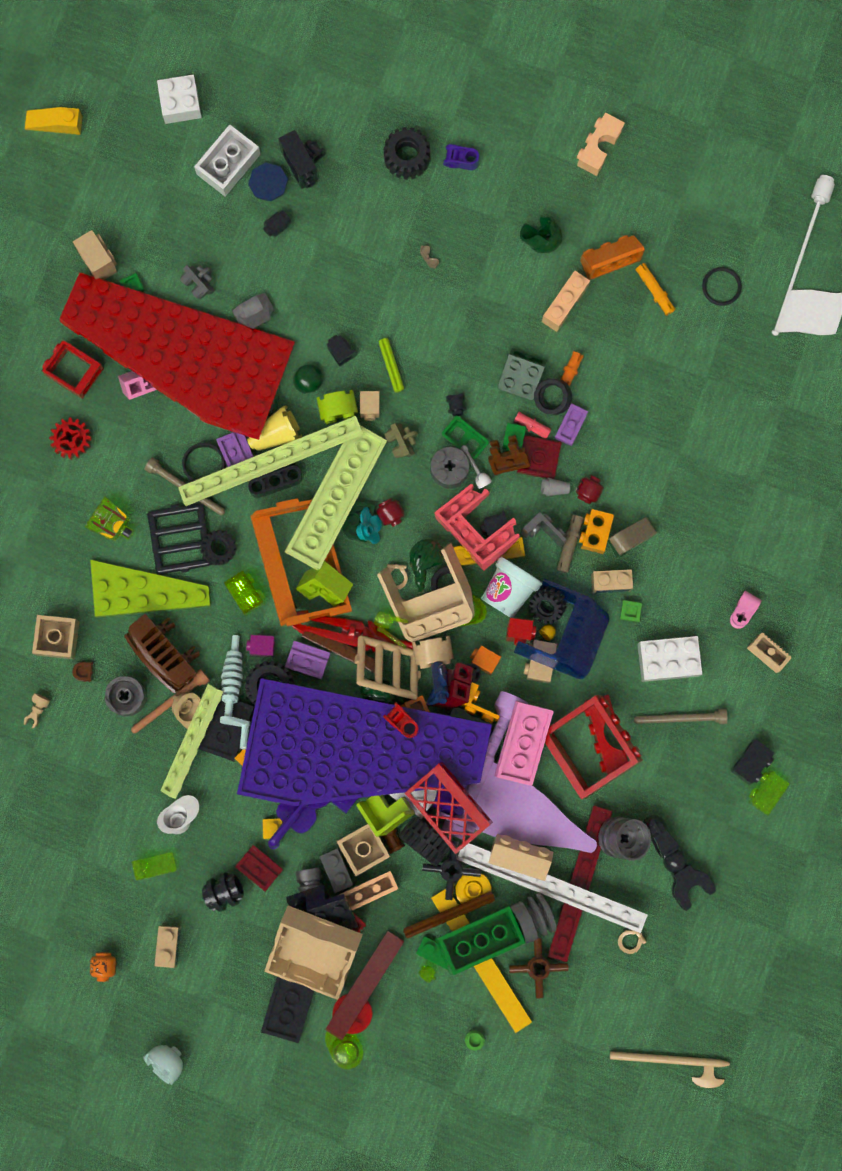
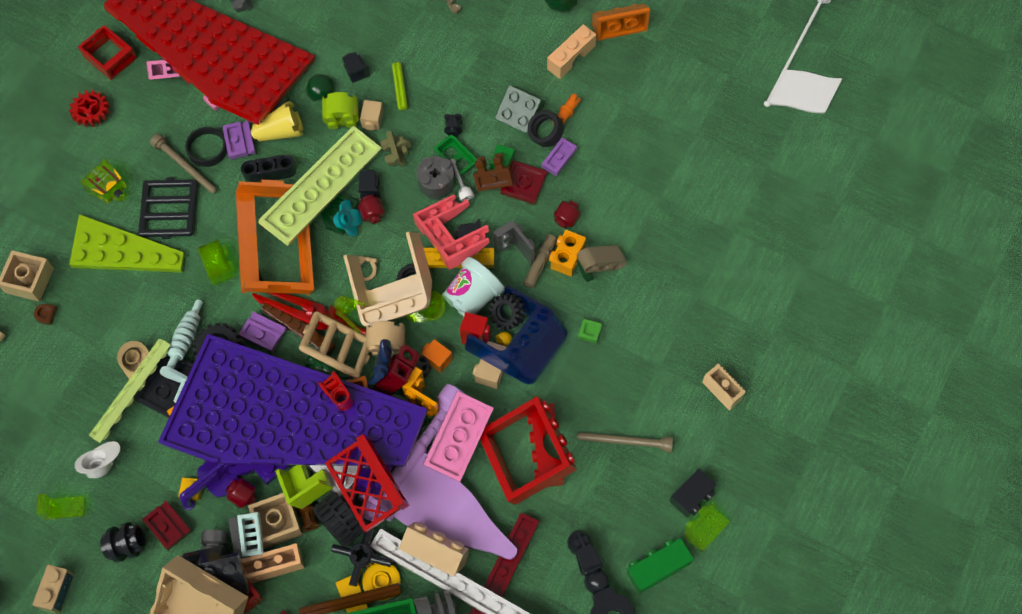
camera: 15 degrees right, 15 degrees down
(114, 696) = (77, 339): flat silver brick -> none
(159, 654) = (119, 304): reddish brown piece -> none
(199, 679) = (153, 335): nougat piece -> none
(210, 556) = (202, 208): black tyre -> none
(254, 311) = (283, 25): flat silver slope -> none
(261, 646) = (220, 312): magenta brick -> none
(270, 461) = (266, 147): yellowish green plate -> none
(324, 827) = (241, 492): none -> dark red head
(326, 583) = (294, 260): lime panel -> none
(341, 853) = (241, 524): none -> light aqua slope
(382, 484) = (369, 184): none -> black window
(424, 556) = (391, 250): dark green hair -> none
(532, 425) = (522, 153): coral axle -> none
(554, 487) = (533, 208): light grey cone -> none
(612, 581) = (575, 299): tan brick -> none
(624, 838) = (546, 547): flat silver wheel -> none
(659, 295) = (660, 58): light orange pin -> none
(669, 659) = (621, 380): white brick -> none
(726, 270) = (719, 73): black tyre -> none
(730, 836) = (659, 565): none -> green brick
(746, 608) = (705, 345): bright pink piece -> none

